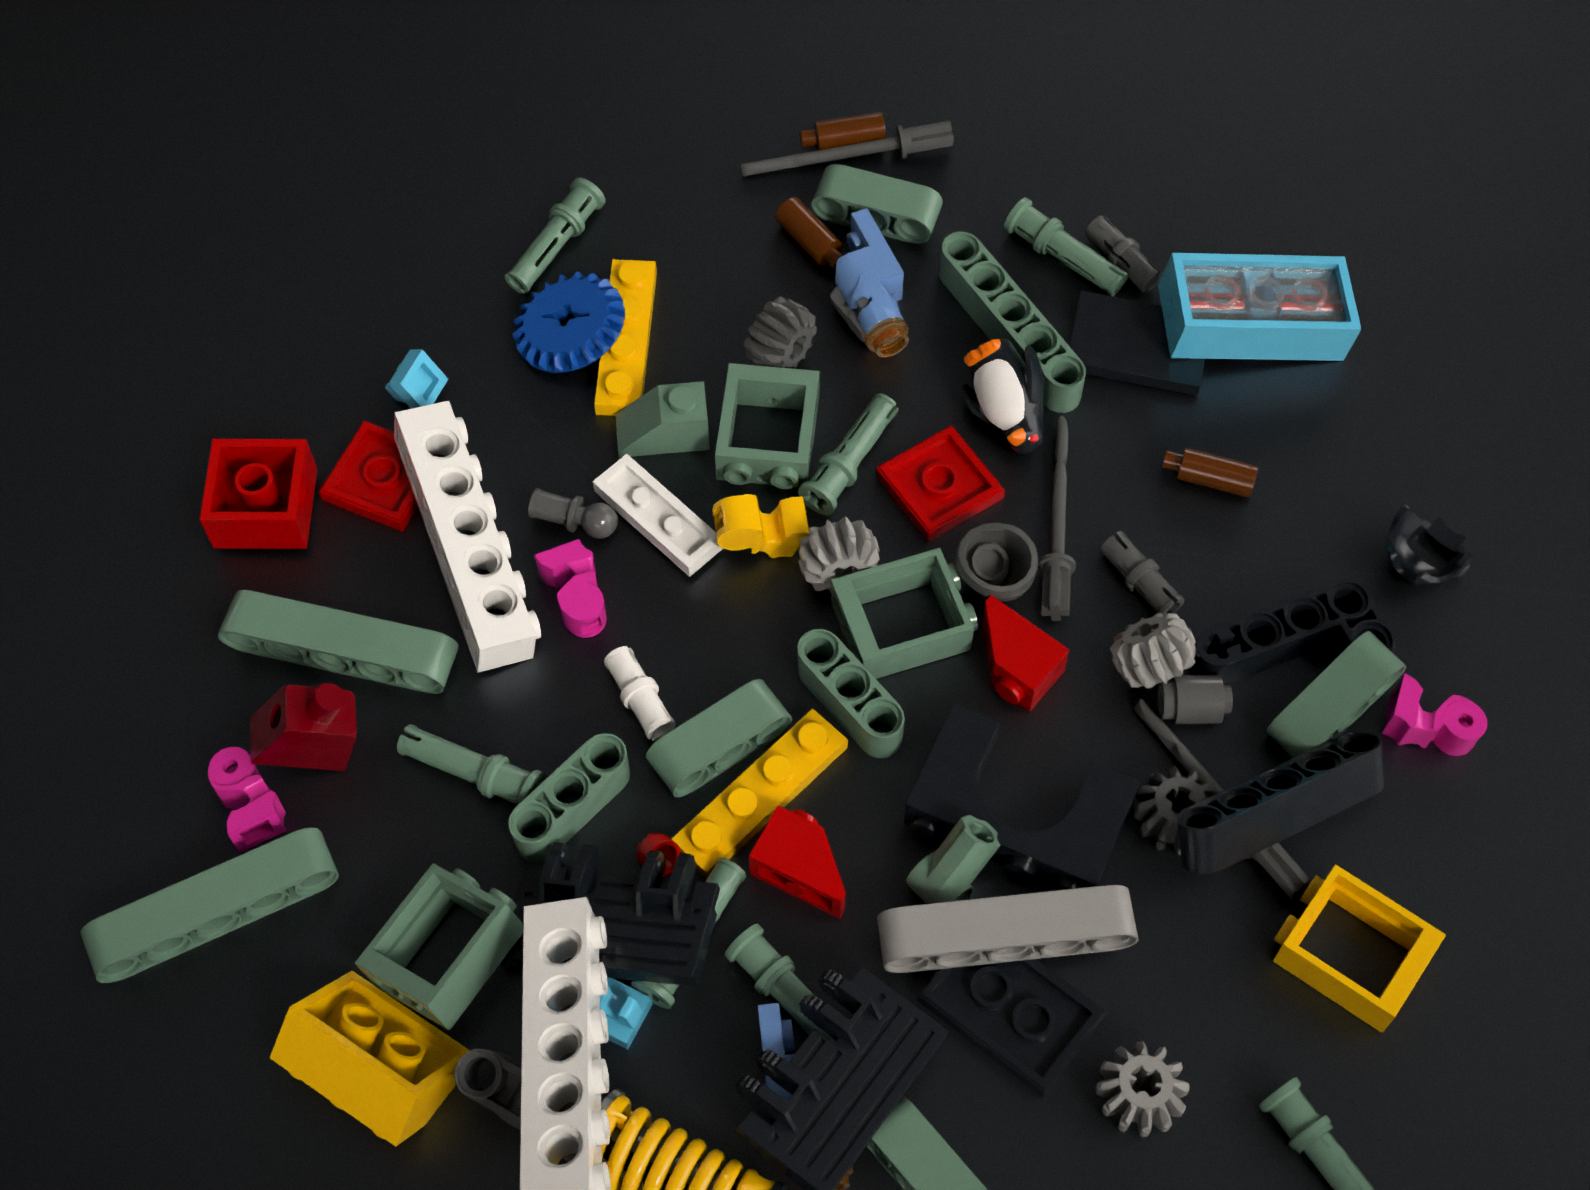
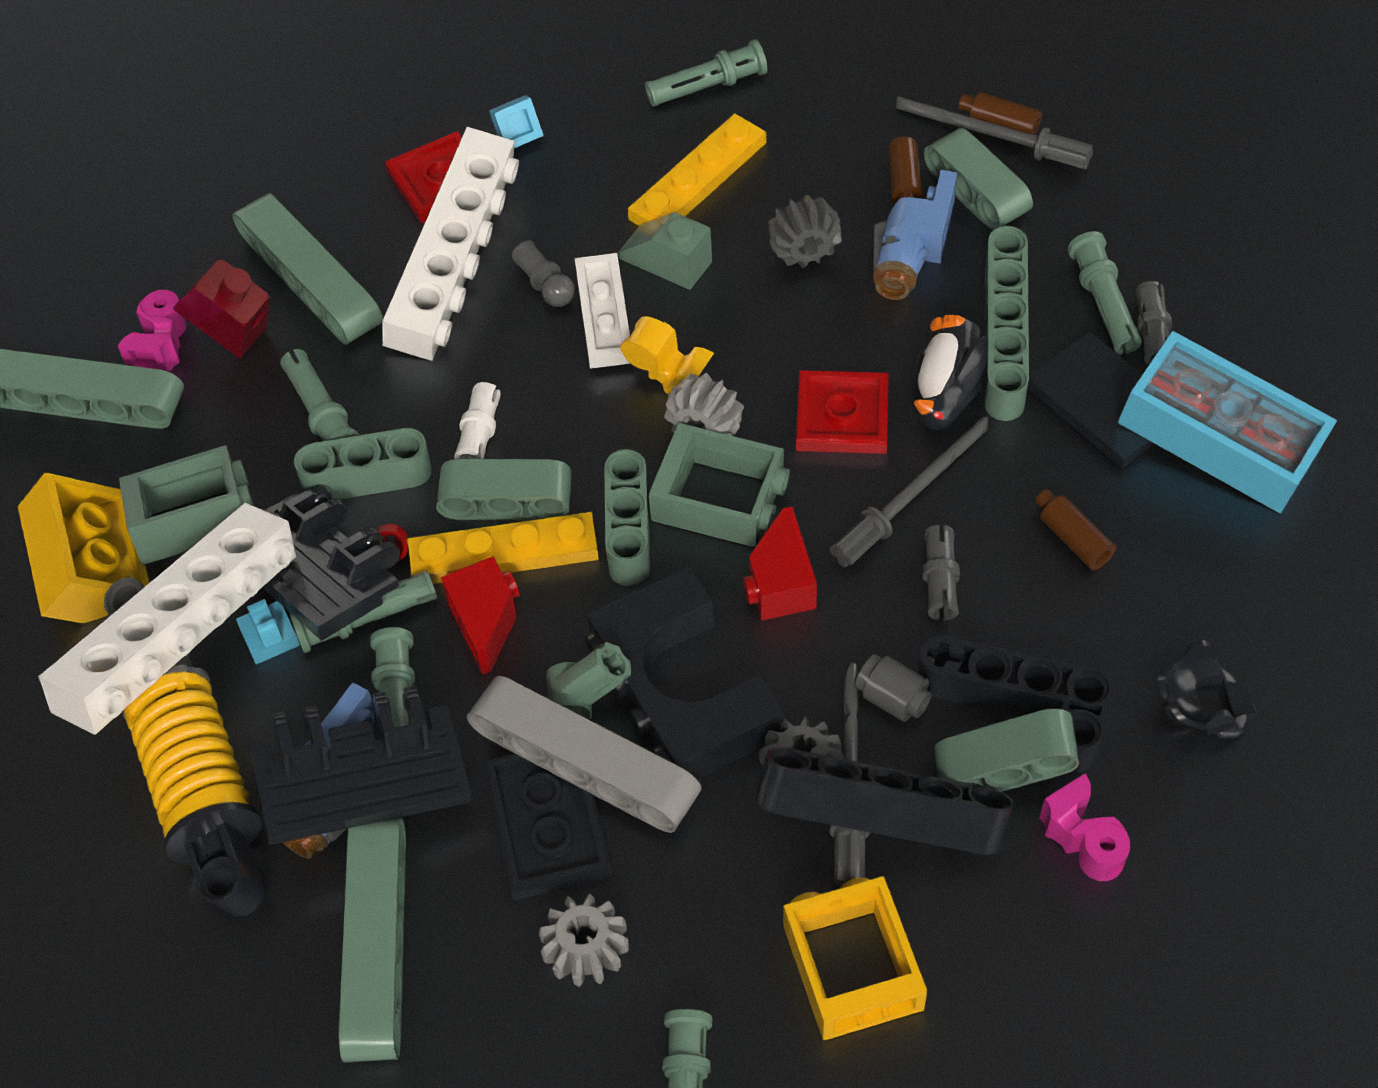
camera: 40 degrees right, 5 degrees down
(259, 493) = (338, 137): red brick -> none
(580, 598) = (500, 327): dark pink leg -> none
(583, 340) = (661, 140): blue gear -> none
(775, 389) = (762, 262): sand green window -> none
(840, 467) = (769, 353): sand green pin -> none
(997, 561) = (820, 487): dark grey hat -> none
(1154, 650) = (887, 626): light grey gear -> none

